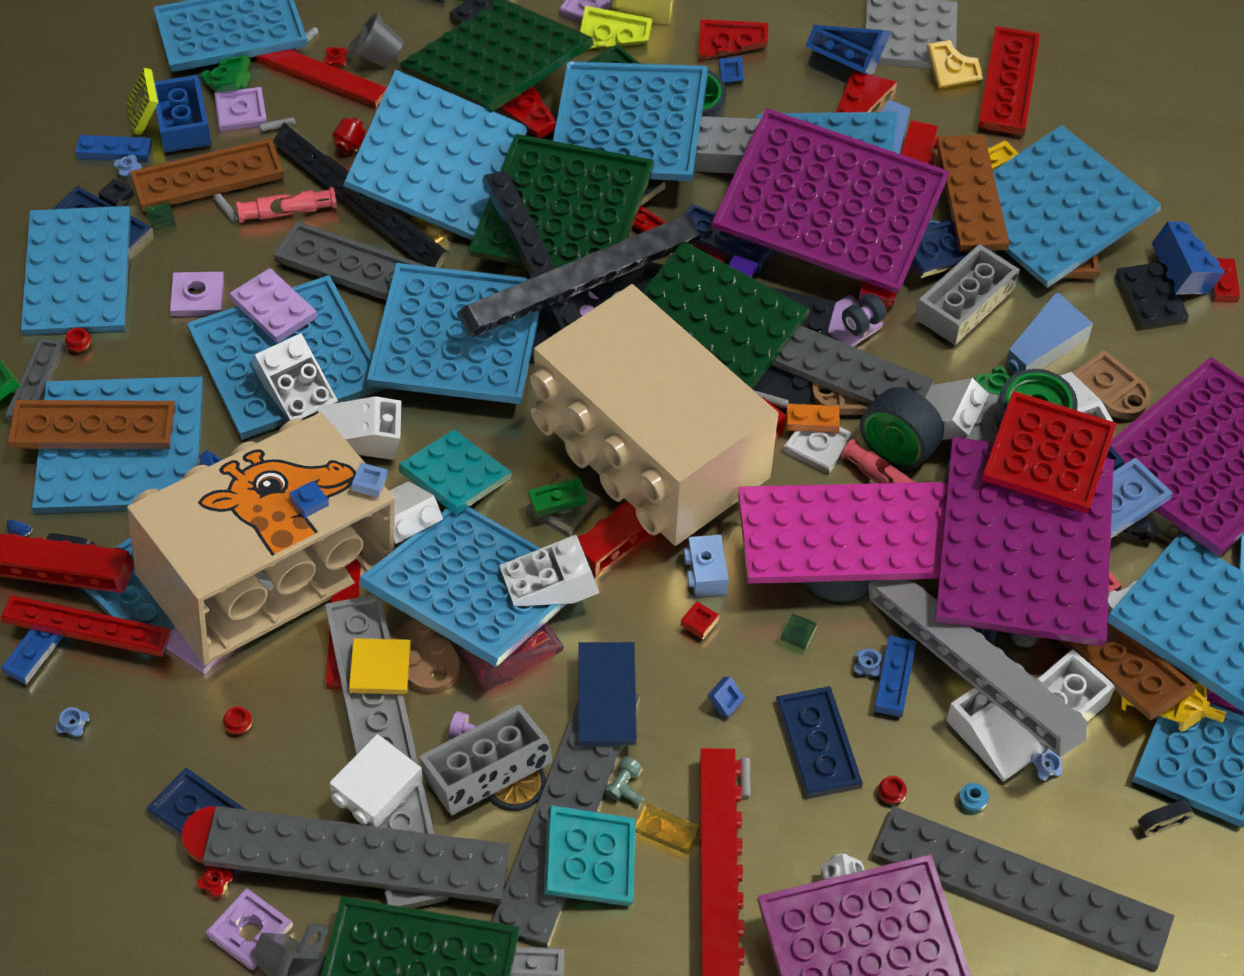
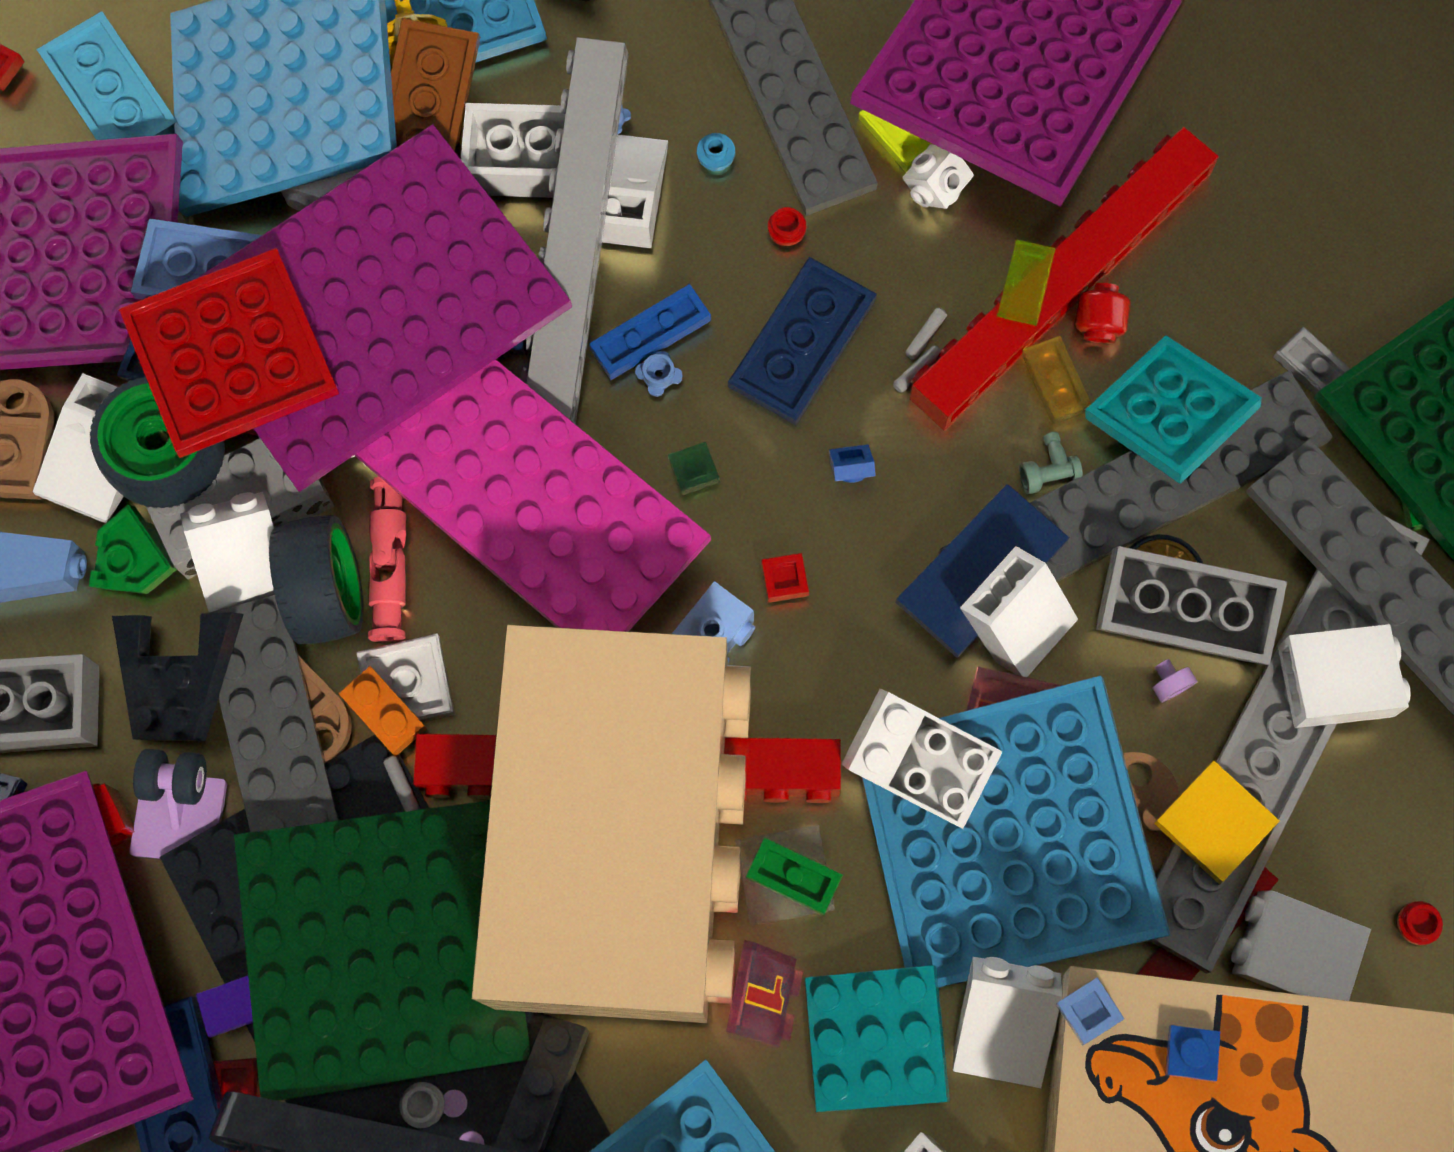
camera: 130 degrees left, 20 degrees up
(289, 653) = (1299, 948): none -> white brick
(523, 435) = (762, 996): none -> clear pink slope
(567, 678) = (1019, 612): none -> white brick
(678, 882) = (1103, 313): none -> red head
(732, 847) = (1026, 282): none -> clear neon green tile
(760, 800) = (926, 333): none -> light grey piece
(910, 353) = (174, 694): none -> black wing

